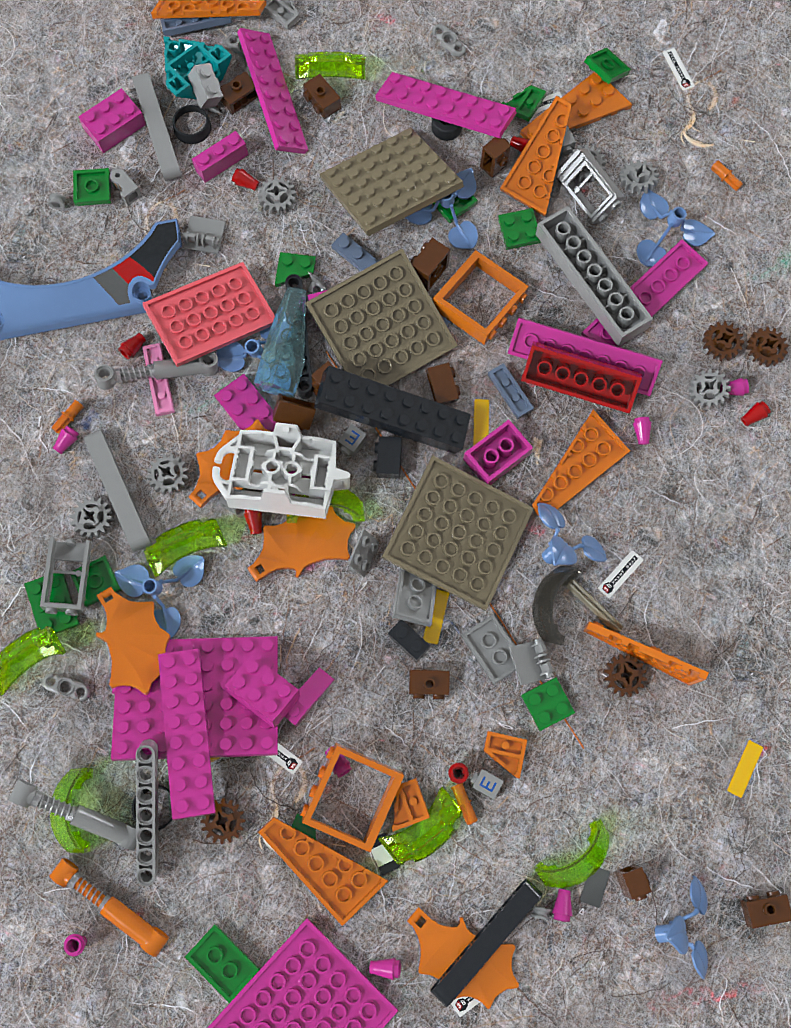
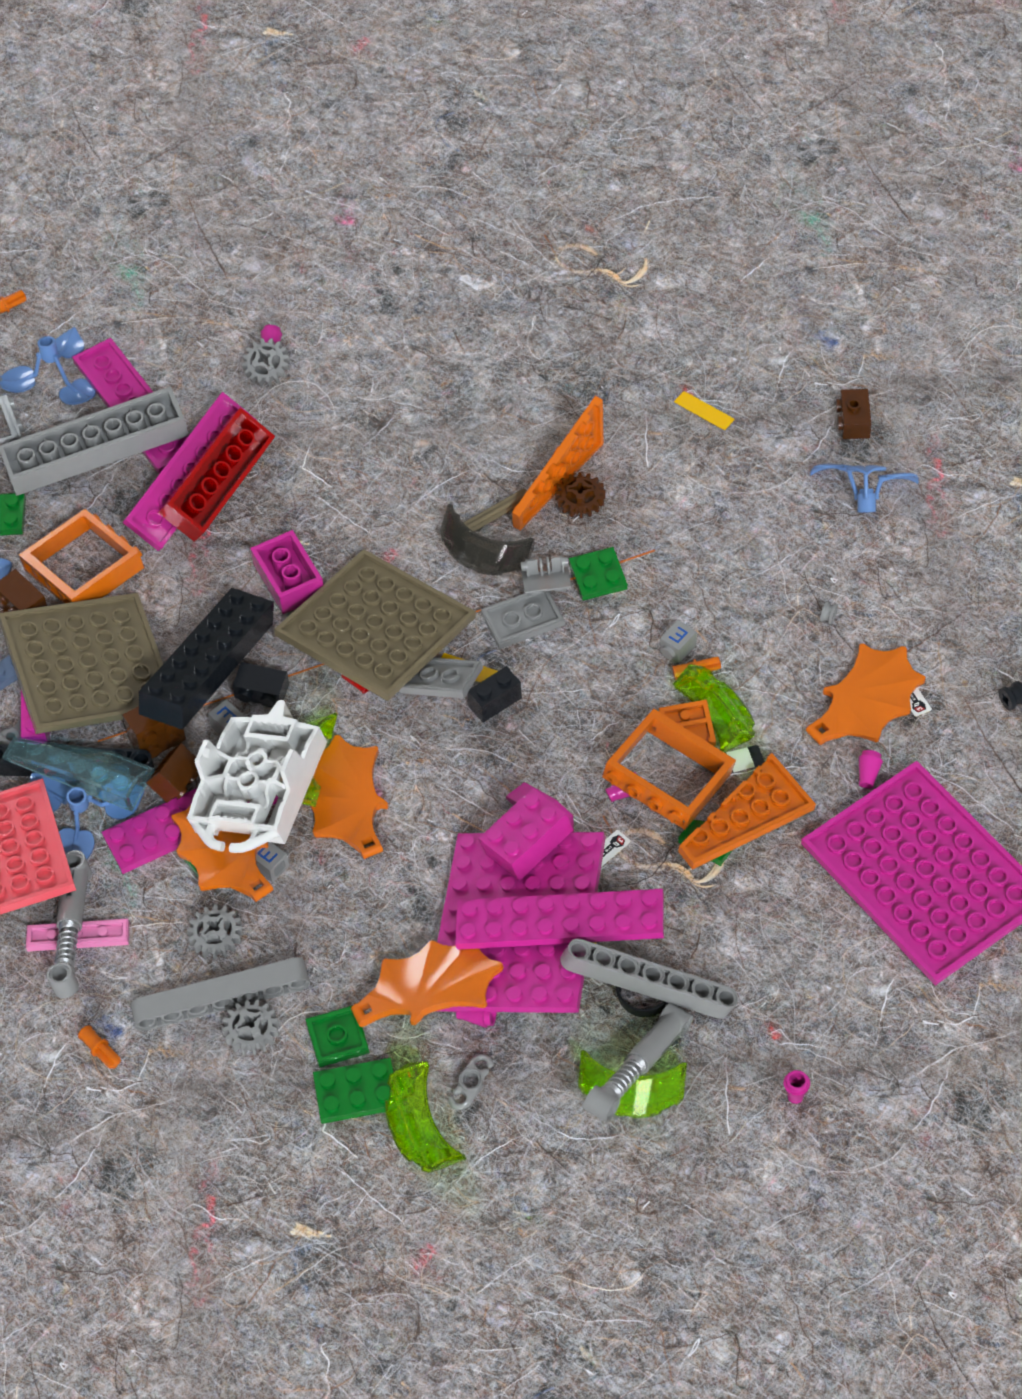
camera: 75 degrees left, 20 degrees down
(65, 439) = (129, 1048): dark pink cone -> none
(65, 552) = (295, 1044): light grey door -> none
(131, 346) = (22, 959): red cone -> none
(136, 580) = (346, 926): medium blue plant -> none
(148, 936) = (801, 1009): orange piece -> none
(181, 542) = (307, 919): clear neon green windscreen -> none
(222, 963) = (840, 935): green plate -> none
(226, 830) = (685, 911): reddish brown gear -> none
(254, 521) = (302, 842): red cone -> none
(363, 553) = (376, 728): light grey hinge -> none
(429, 683) = (550, 681): reddish brown brick -> none
(442, 383) = (181, 615): reddish brown brick -> none
(464, 773) = (660, 663): red cone -> none
(481, 419) = (220, 588): yellow sticker -> none
(486, 942) = (853, 663): black beam -> none
(506, 751) = (644, 619): orange wing -> none
(510, 391) = (210, 552): sand blue plate -> none
(560, 552) = (421, 533): medium blue plant -> none
(563, 908) = (825, 591): dark pink cone -> none
(581, 868) = (784, 566): clear neon green windscreen -> none
(586, 459) = (319, 493): orange wing -> none
(595, 888) = (808, 563): dark grey sticker -> none
(620, 574) = (462, 485): white sticker -> none
(633, 882) = (808, 518): reddish brown brick -> none
(642, 429) = (296, 433): dark pink cone -> none
(723, 341) = (211, 341): reddish brown gear -> none
(757, 412) = (306, 327): red cone -> none
(767, 347) = (220, 306): reddish brown gear -> none

